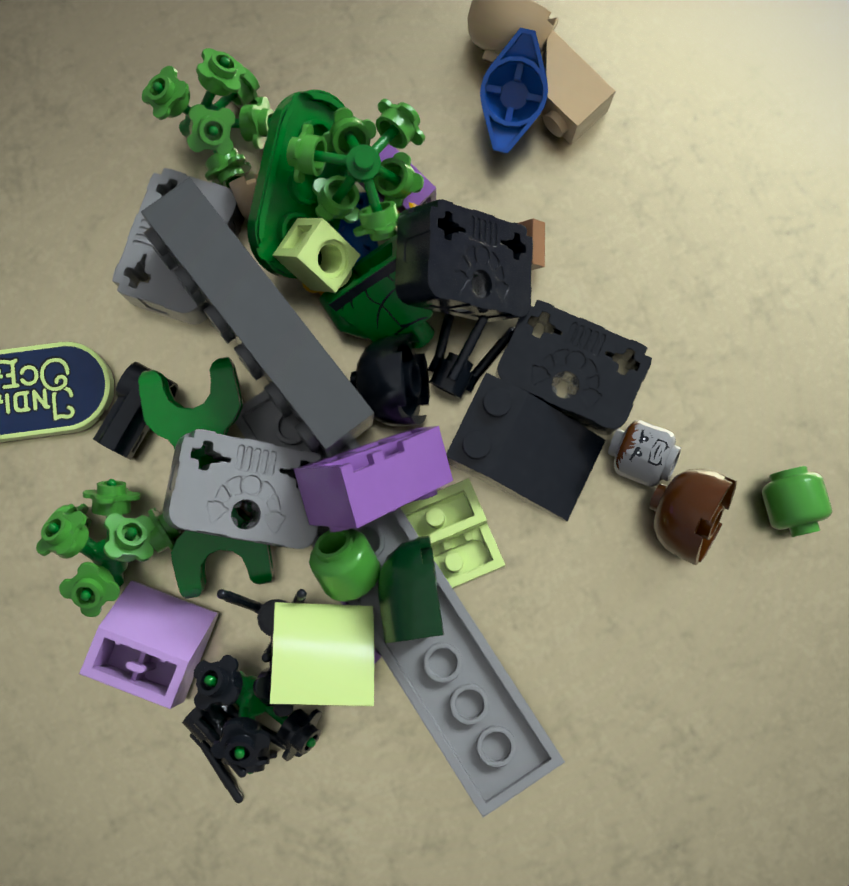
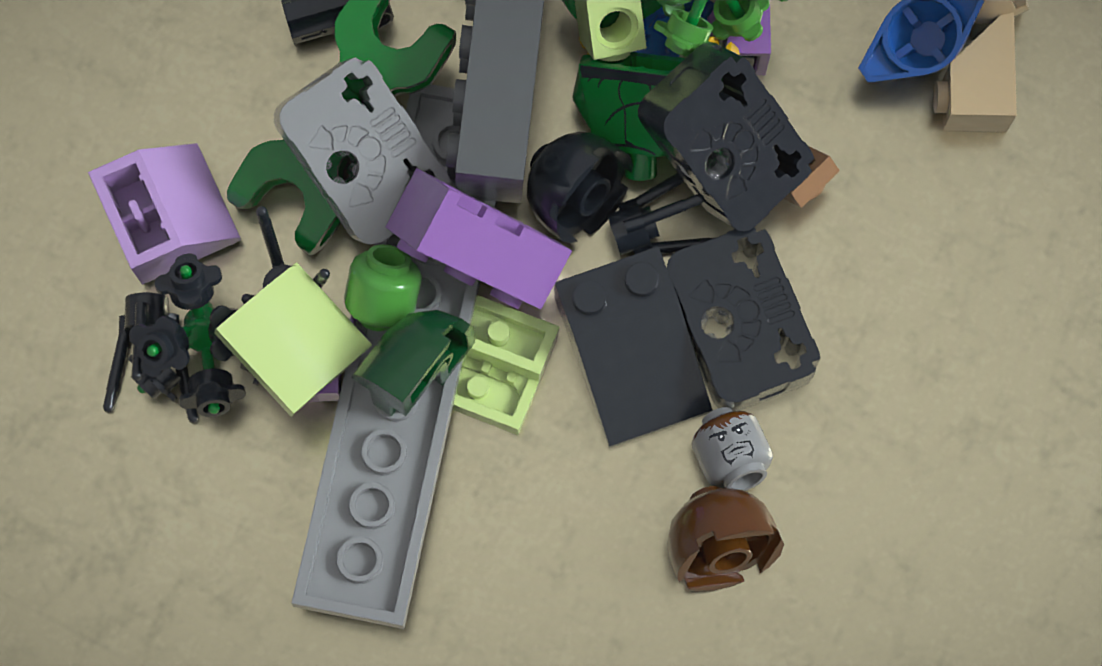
camera: 45 degrees right, 5 degrees down
(125, 541) = (194, 106): bright green plant -> none
(796, 501) = (823, 616): bright green head -> none

